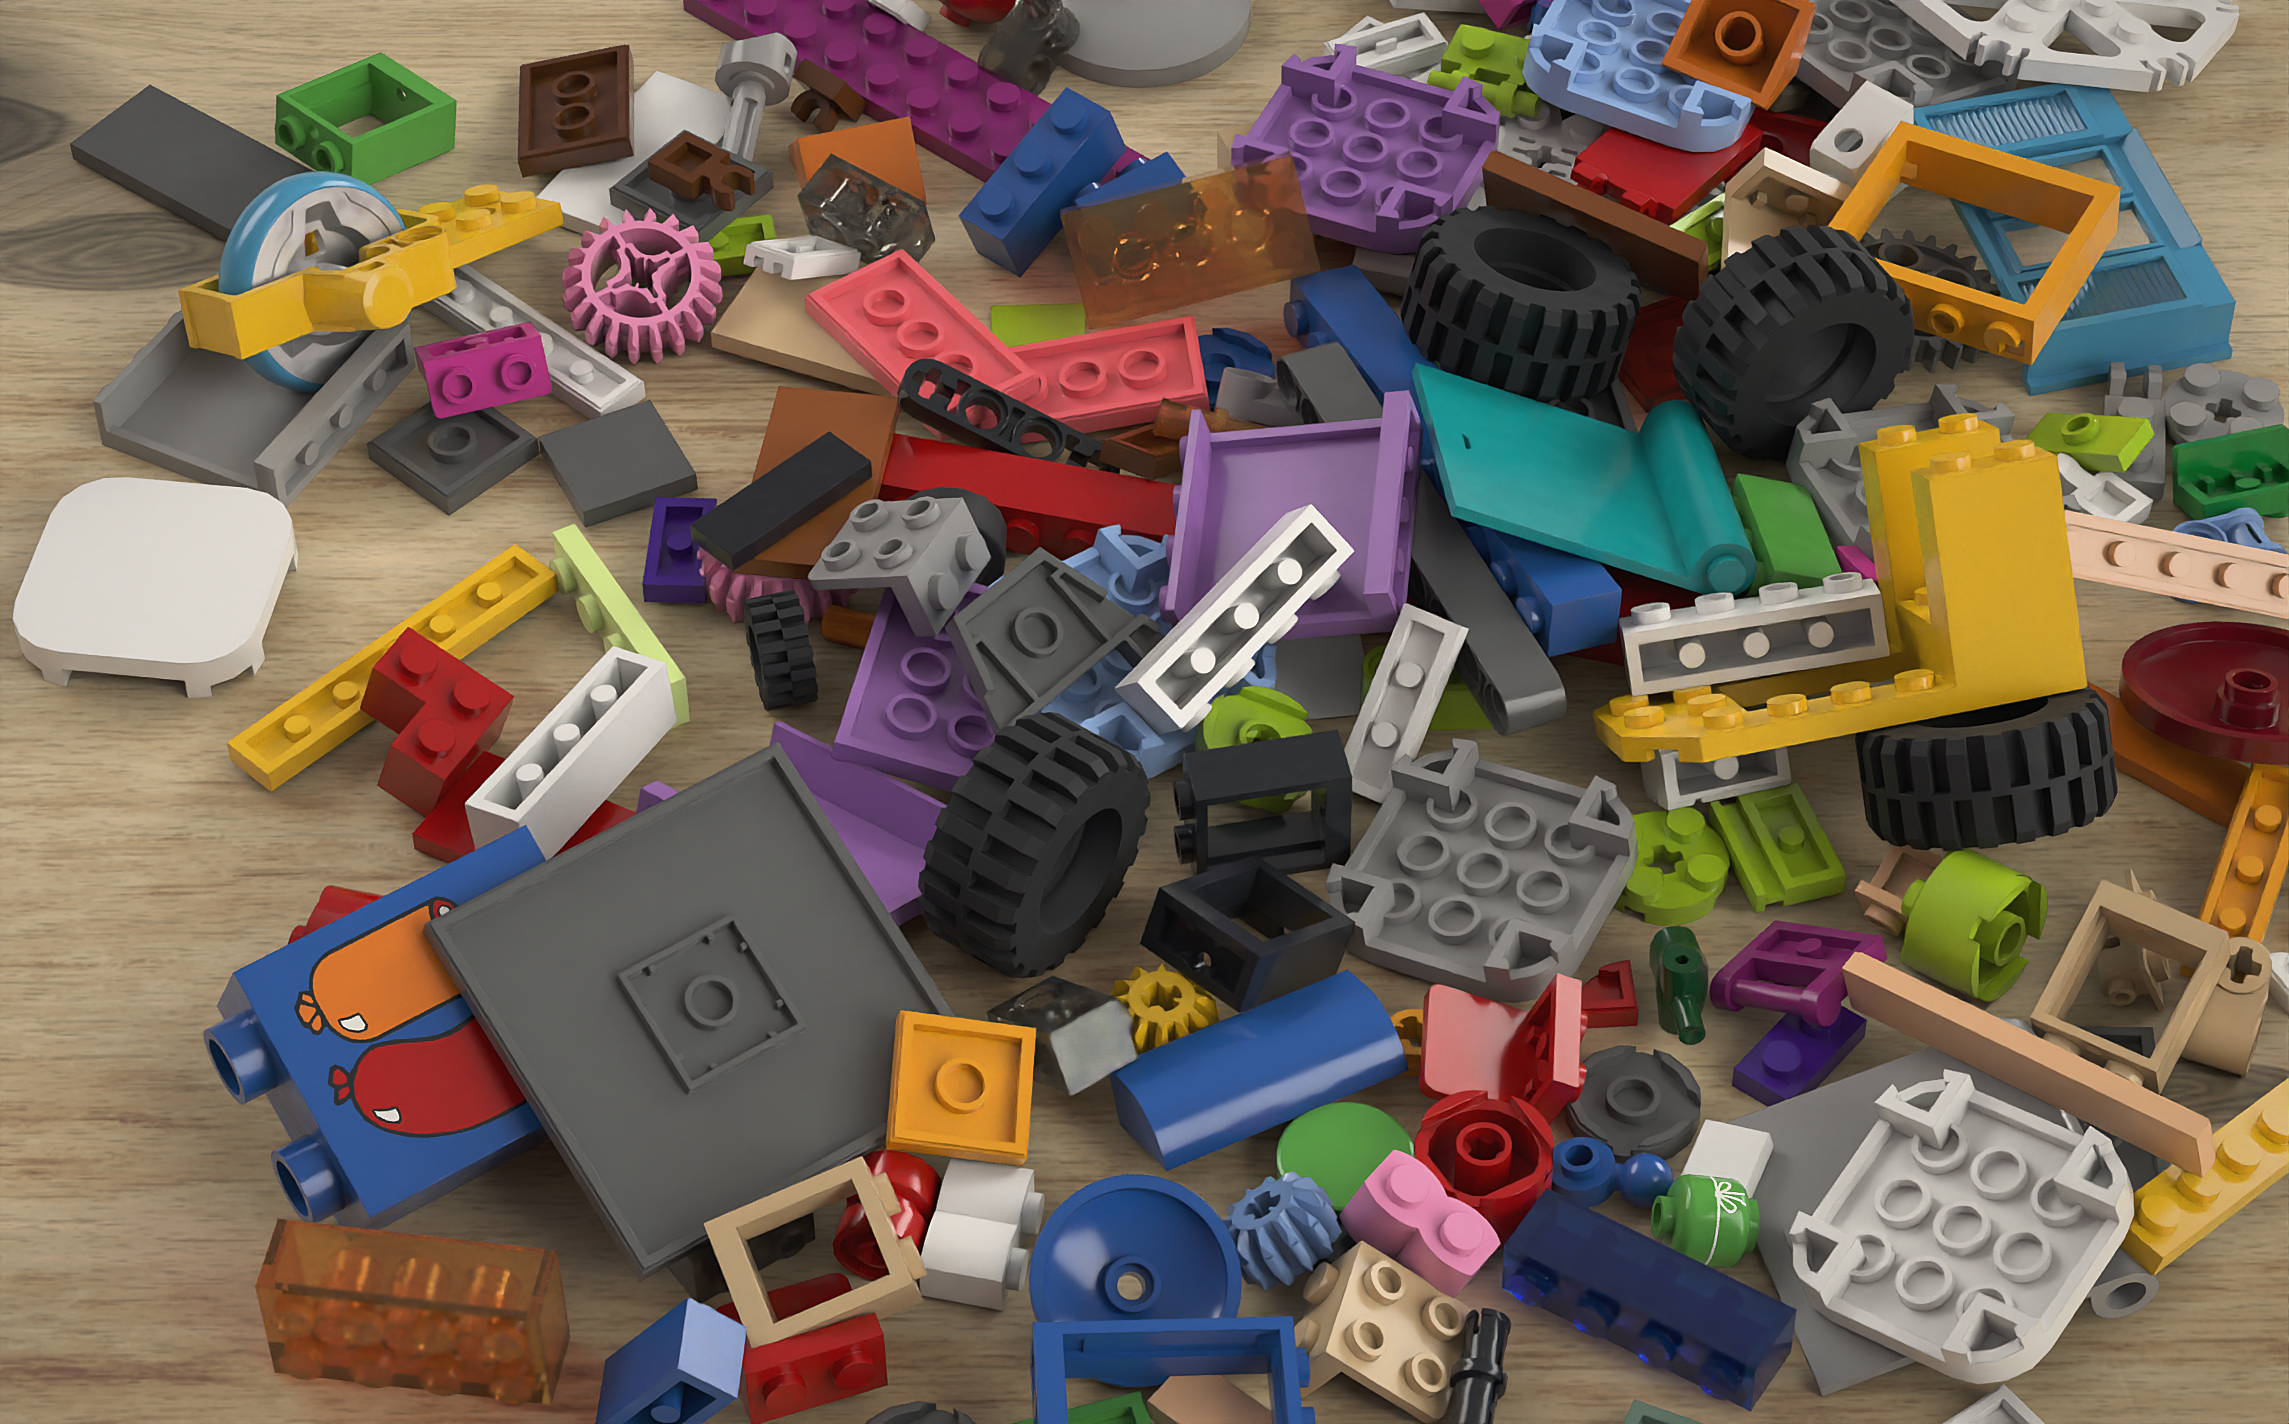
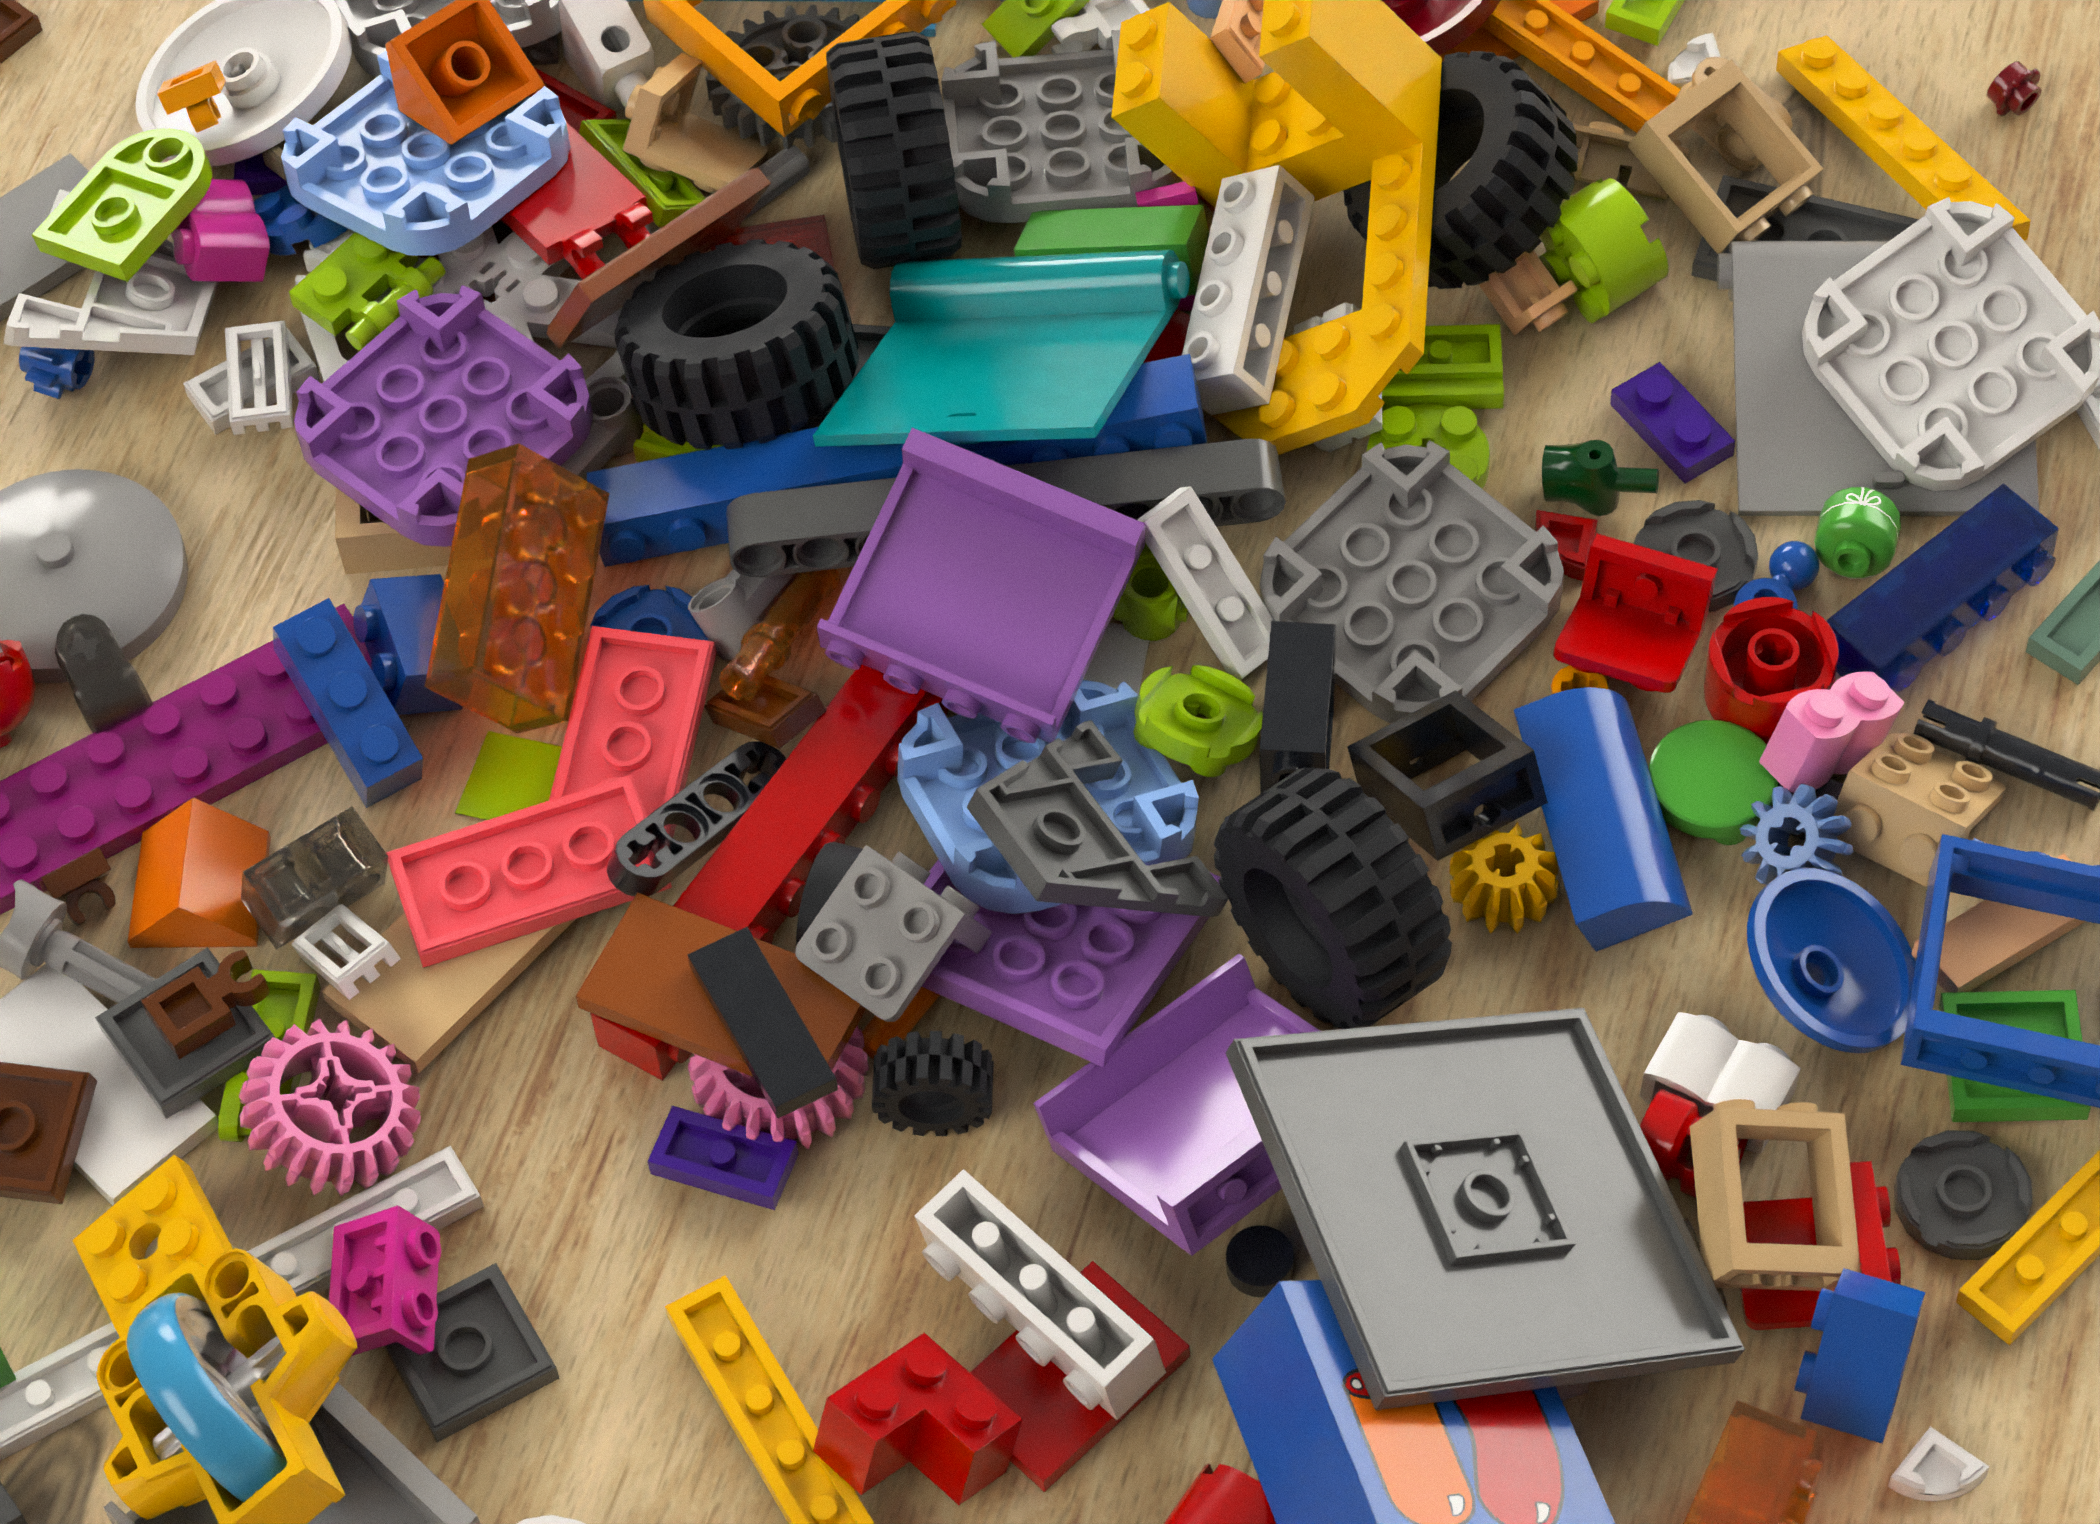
camera: 70 degrees left, 10 degrees up
(608, 610) = (809, 1233): yellowish green plate -> none
(617, 463) = (558, 1196): dark grey tile -> none
(961, 1088) = (1602, 1032): light orange tile -> none
(1078, 1032) = (1531, 962): clear smoke brick -> none
(1234, 621) = (1108, 663): white brick -> none
(1730, 1153) = (1788, 501): white tile -> none
(1798, 957) = (1597, 372): magenta plate -> none
(2030, 1064) = (1808, 241): light nougat tile -> none

